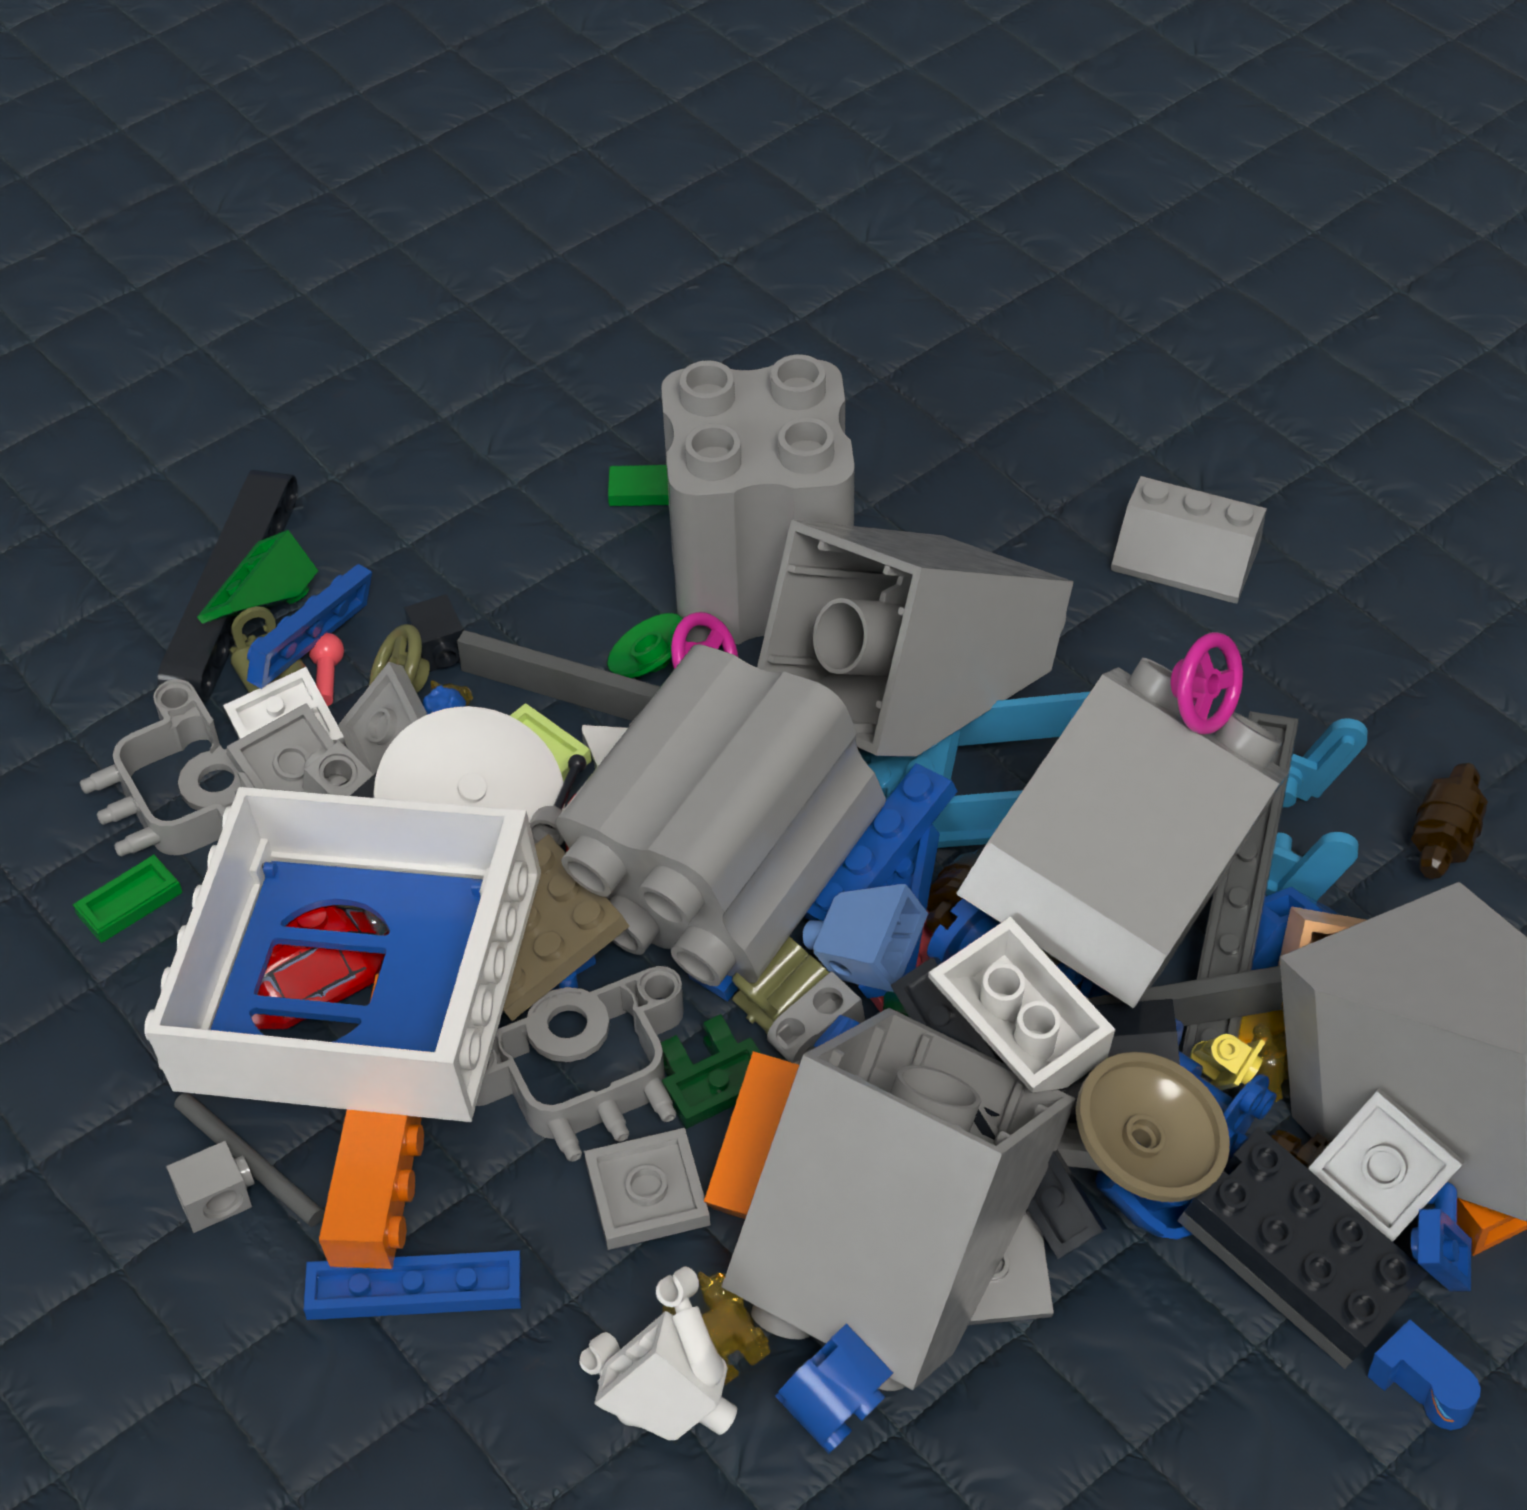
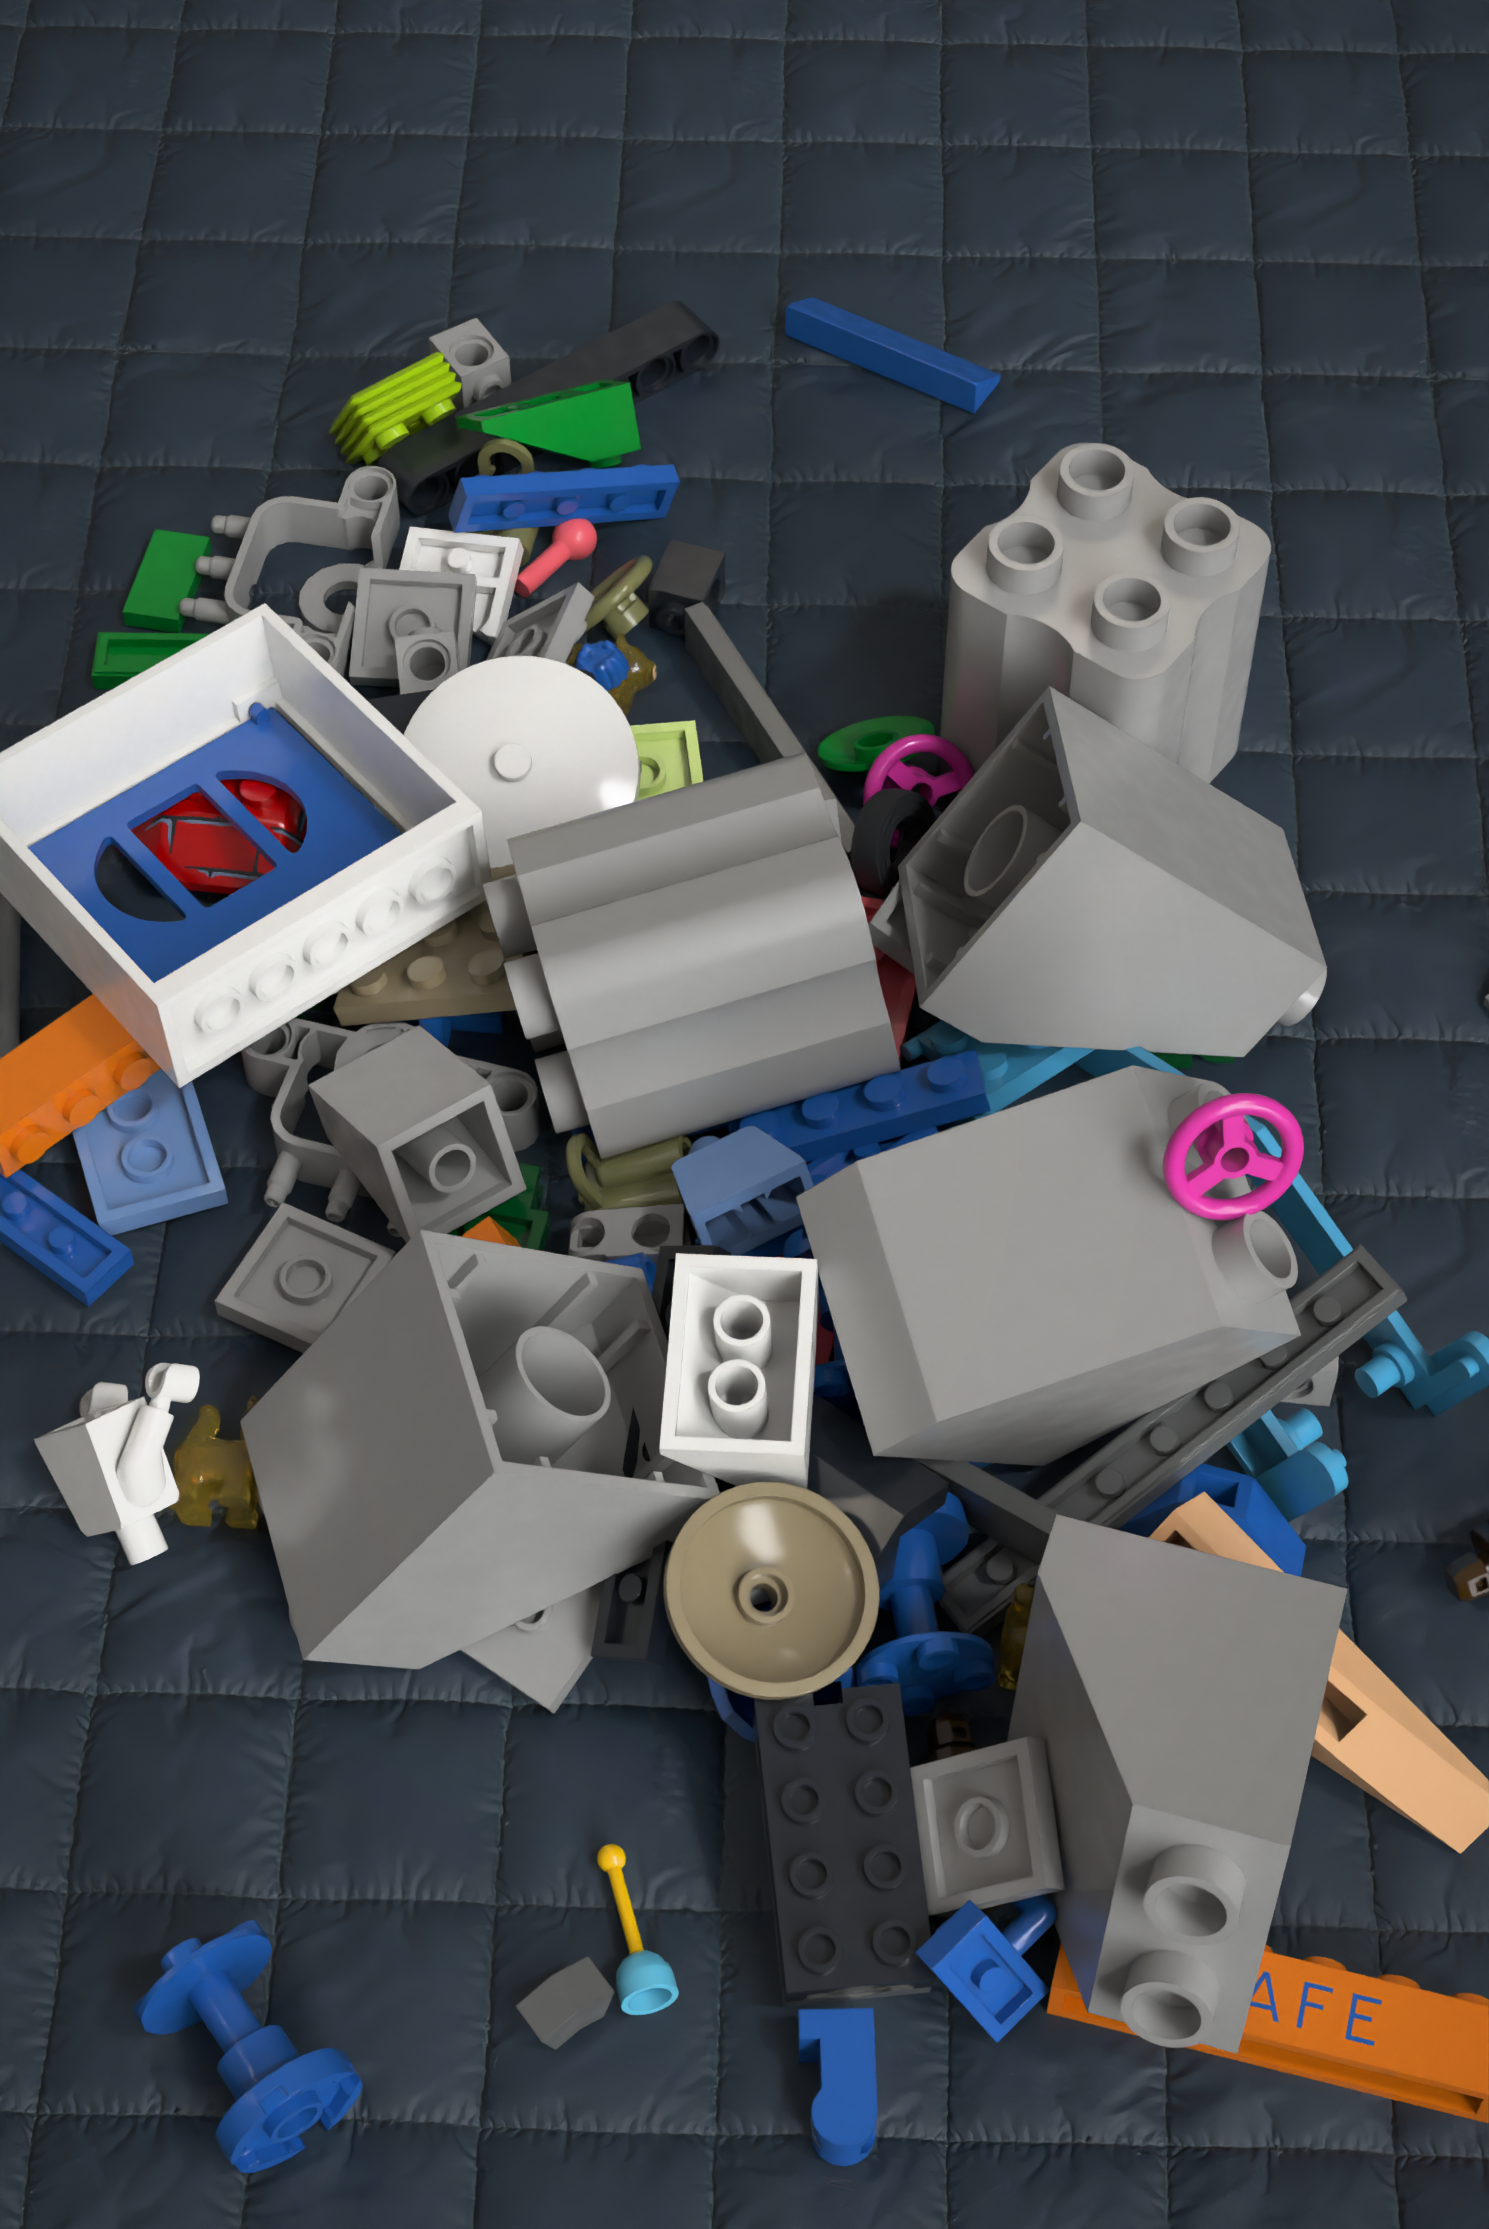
camera: 40 degrees right, 5 degrees up
(83, 844) = (164, 580): none -> green tile
(142, 642) = (395, 409): none -> lime brick
(153, 590) = (475, 359): none -> light grey brick
(405, 428) = (890, 353): none -> blue slope
(466, 1188) = (149, 1157): none -> medium blue plate
(646, 1040) = (420, 1133): none -> light grey slope
(834, 1386) = (242, 1600): blue cylinder -> none
(1228, 1060) = (960, 1595): light yellow hinge -> none
(1244, 1461) = (567, 2002): none -> dark grey piece
(1266, 1412) = (643, 1978): none -> medium azure hinge

